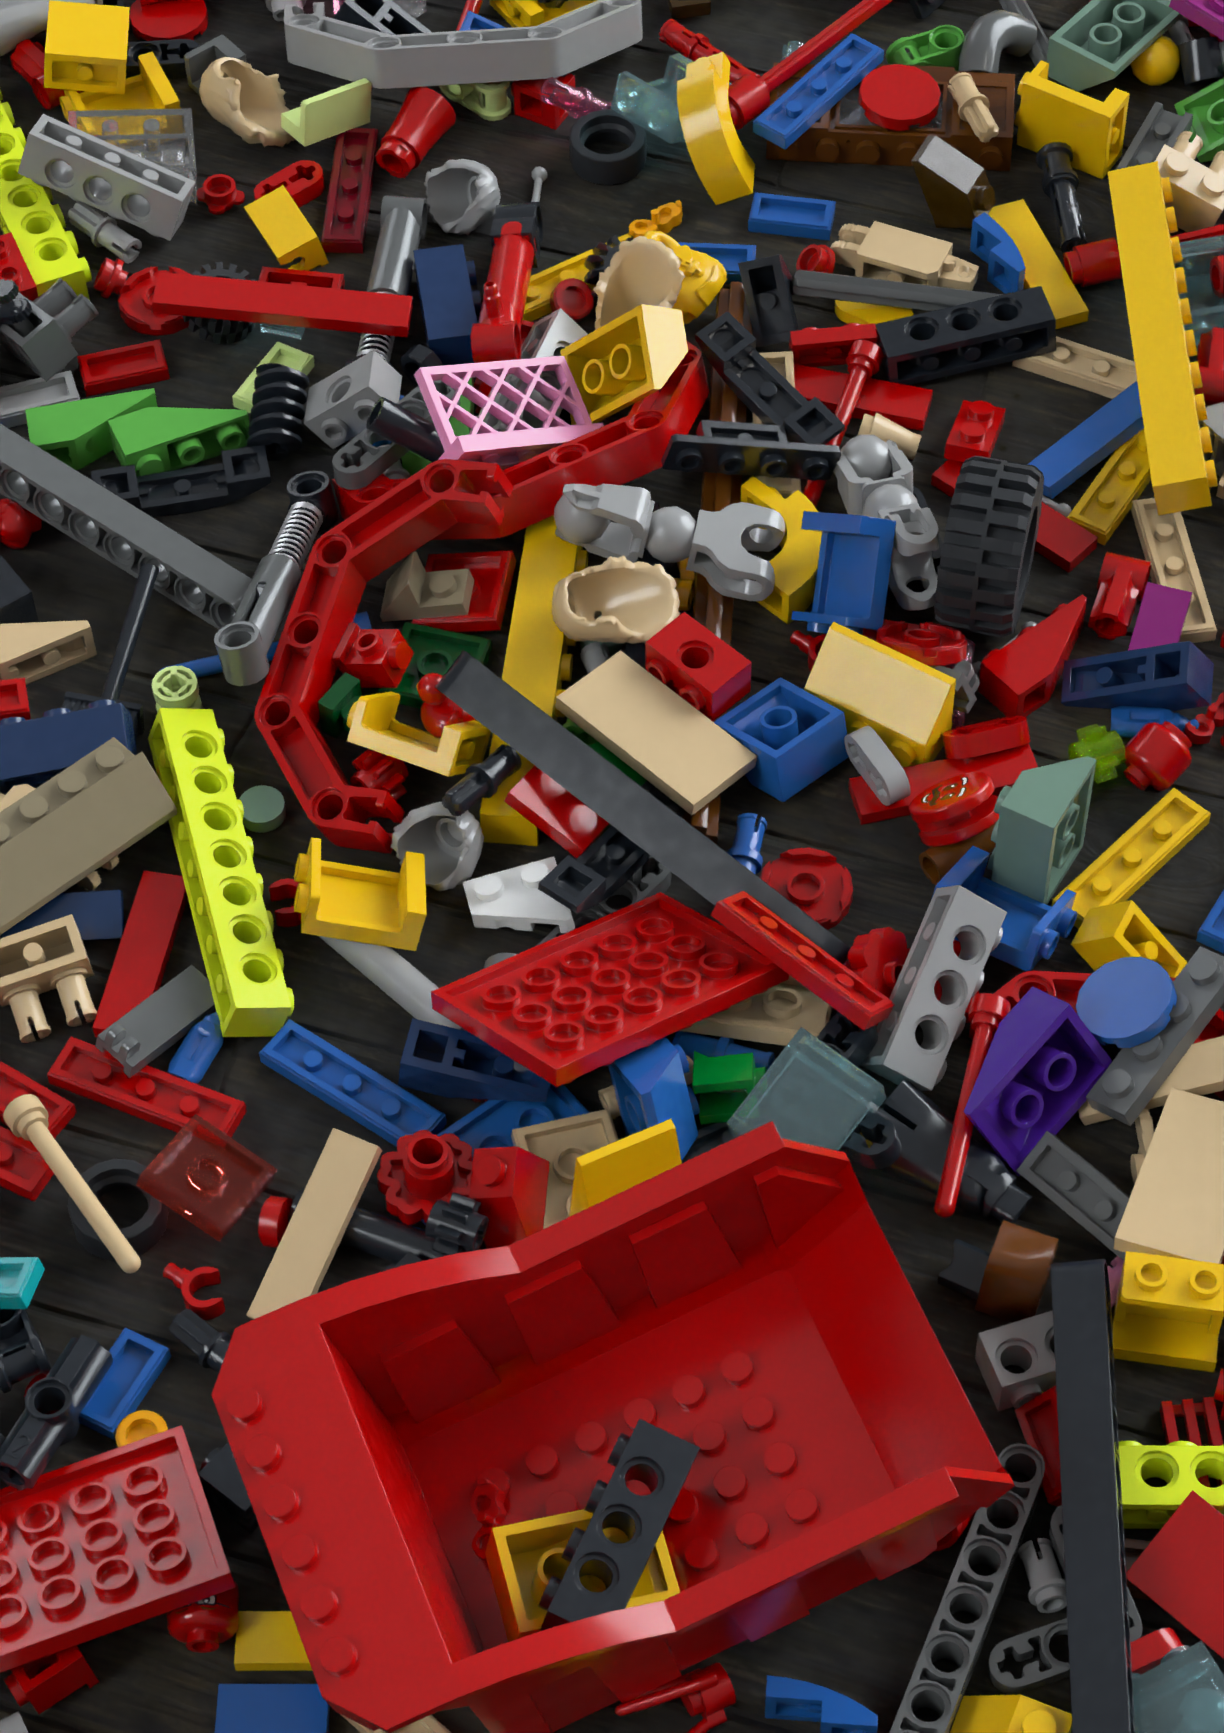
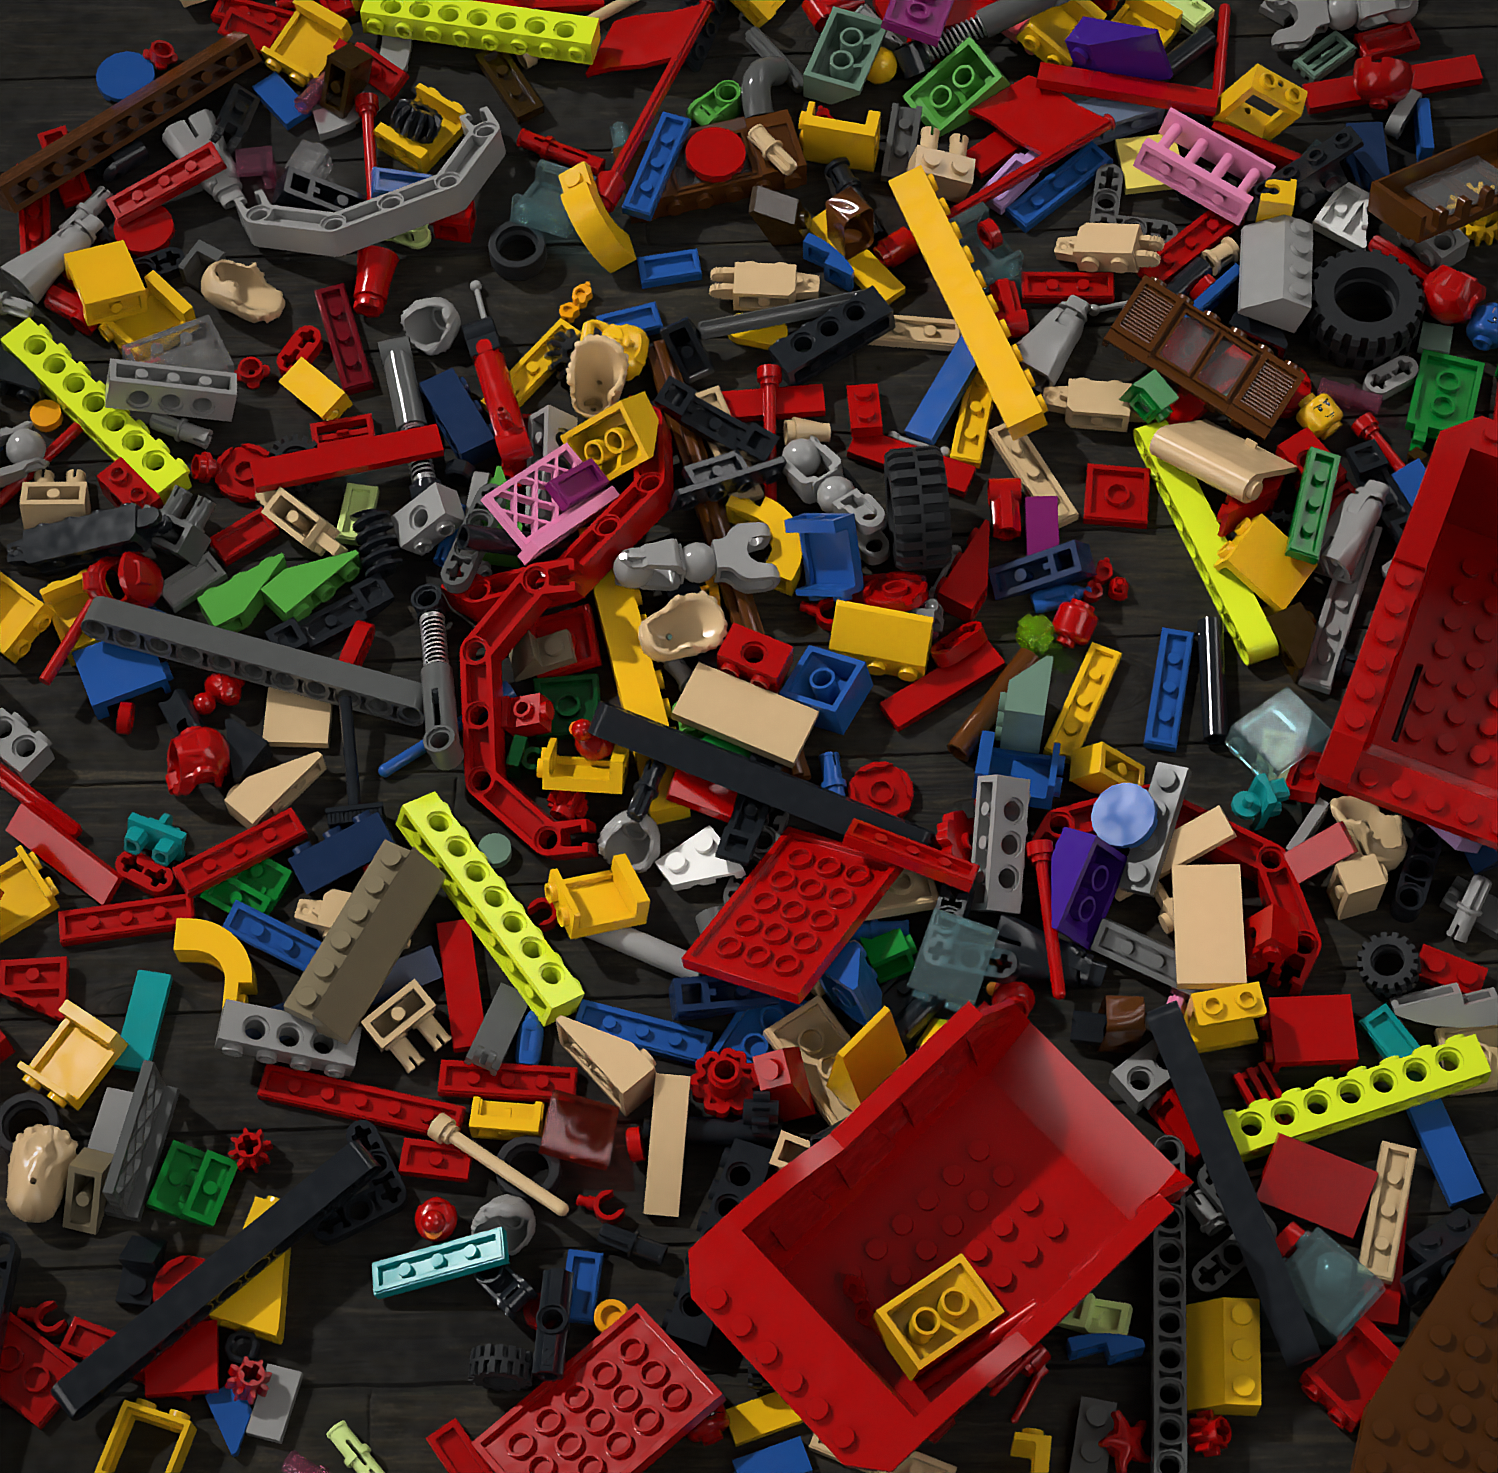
camera: 20 degrees left, 10 degrees up
(64, 1254) = (512, 1215): none -> light grey hair
(84, 587) = (296, 720): none -> tan tile
(111, 1134) = (505, 1119): none -> yellow hinge
(176, 688) = (403, 792): yellowish green wheel -> none
(194, 361) = (300, 521): none -> tan hinge
(203, 518) = (358, 643): none -> red beam
(286, 1101) = (611, 1062): none -> tan slope
(329, 113) = (306, 285): yellowish green panel -> none
(554, 404) = (577, 484): none -> magenta tile
(573, 298) = (543, 386): red tile -> none
(575, 101) = (483, 222): clear pink pin -> none
(661, 1464) = (968, 1236): black brick -> none
(813, 1655) = (1099, 1317): none -> yellowish green slope
(816, 258) = (704, 305): red plate -> none
(828, 345) = (731, 374): red plate -> none
(877, 765) = (897, 690): light grey beam -> none
(885, 1195) = (1017, 991): none -> red animal
(955, 809) = (961, 706): red head -> none
(1050, 232) = (849, 223): none -> reddish brown piece

